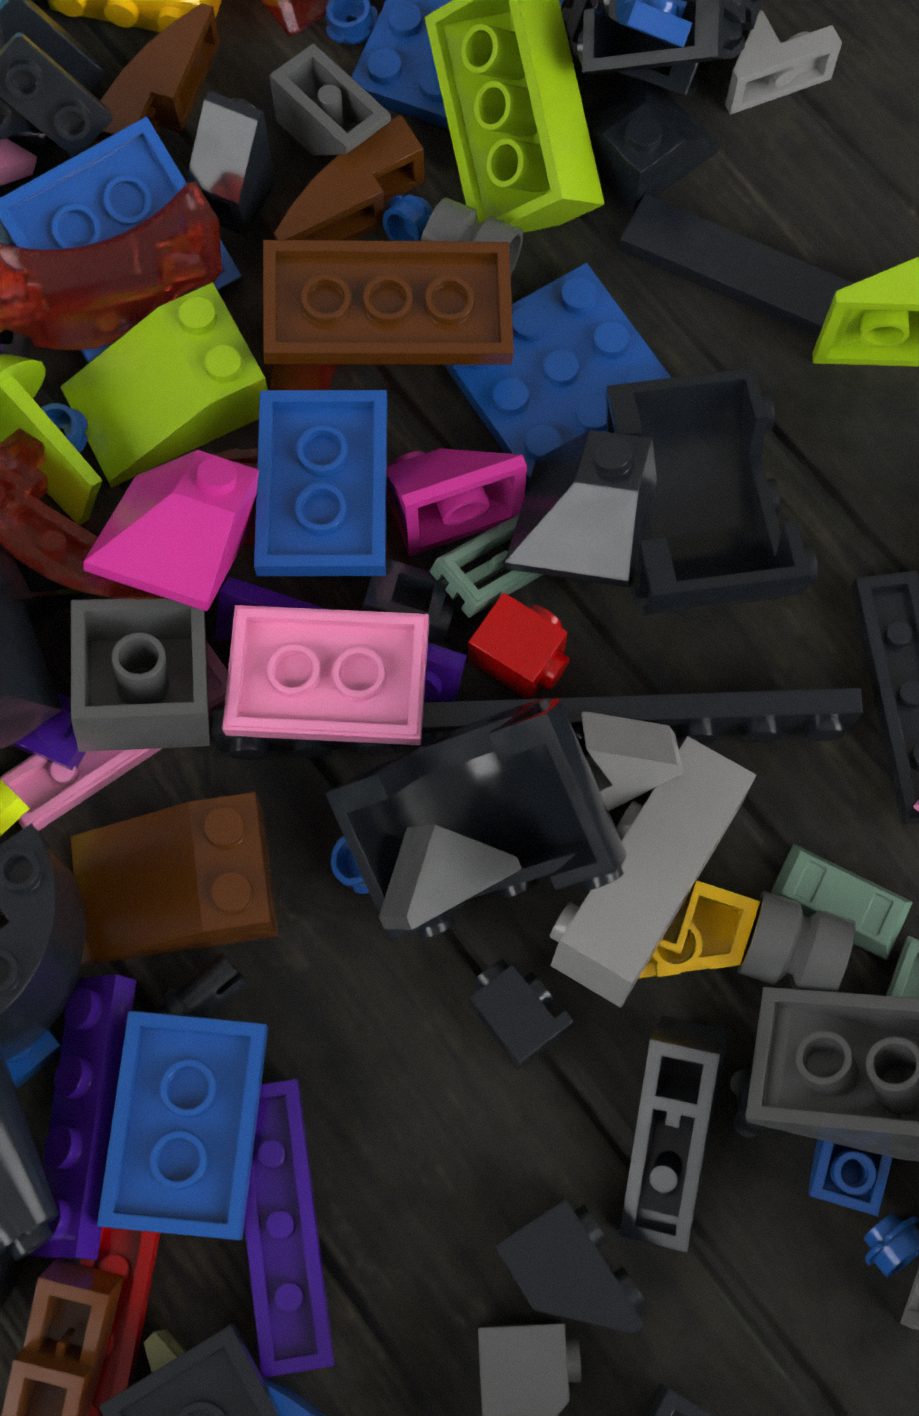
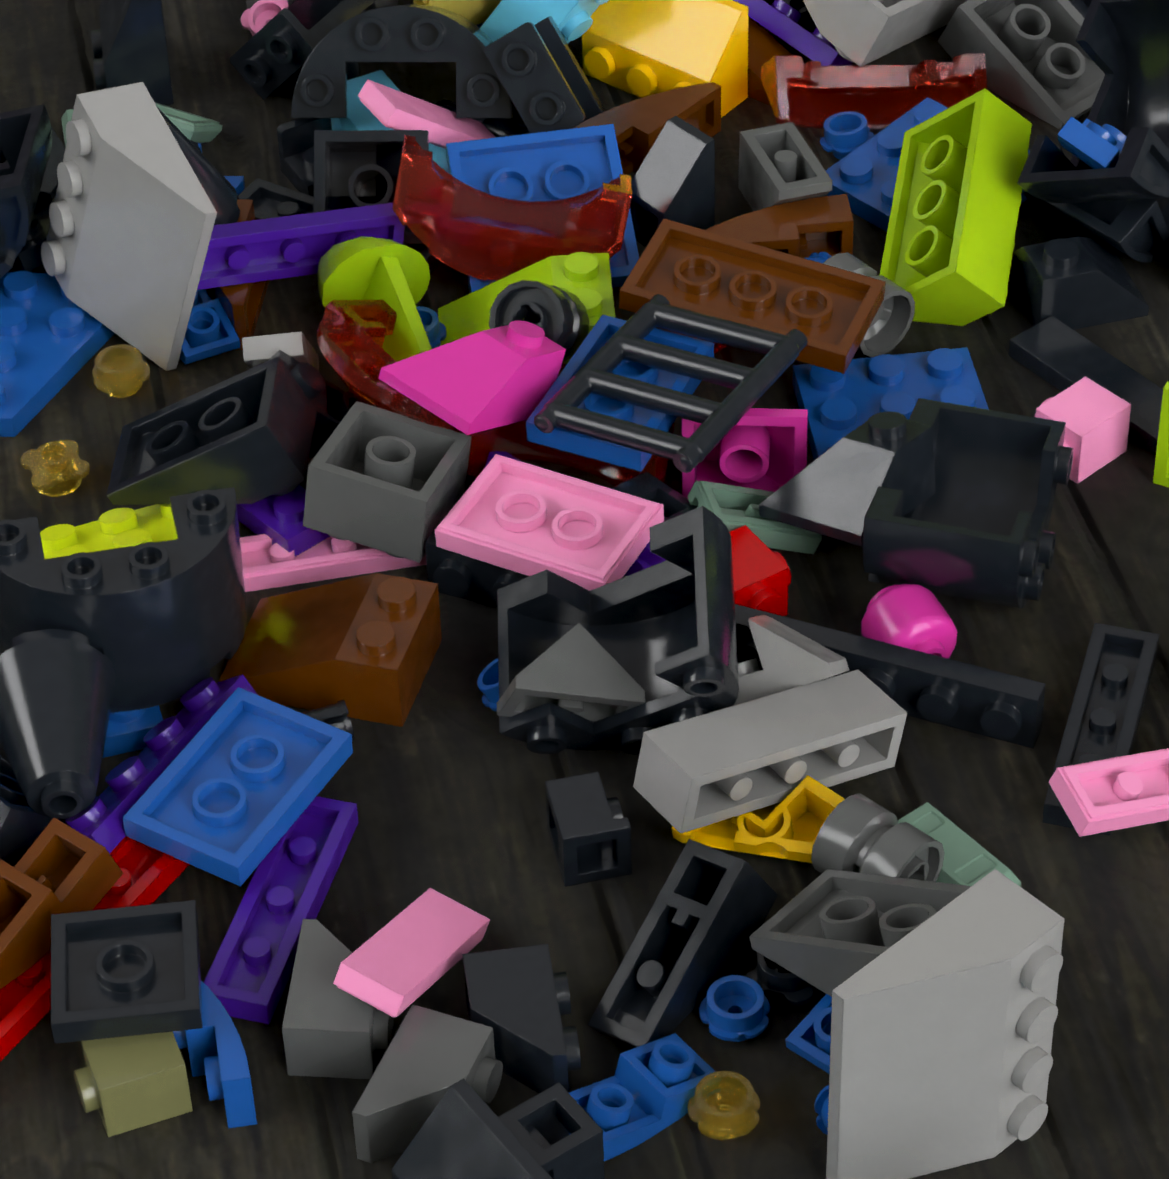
camera: 25 degrees right, 30 degrees down
(200, 413) = (547, 306): none -> black wheel
(393, 1337) = (324, 1026): none -> dark grey slope
(445, 1261) = (411, 952): none -> bright pink tile
(452, 506) = (715, 417): none -> black bar
(700, 654) = (910, 619): none -> dark pink head
(703, 1306) = (644, 1094): none -> blue slope
(735, 330) = (1094, 425): none -> bright pink brick
(761, 1173) = (735, 1008): none -> blue plate
(804, 1287) = (724, 1092): none -> clear yellow plate

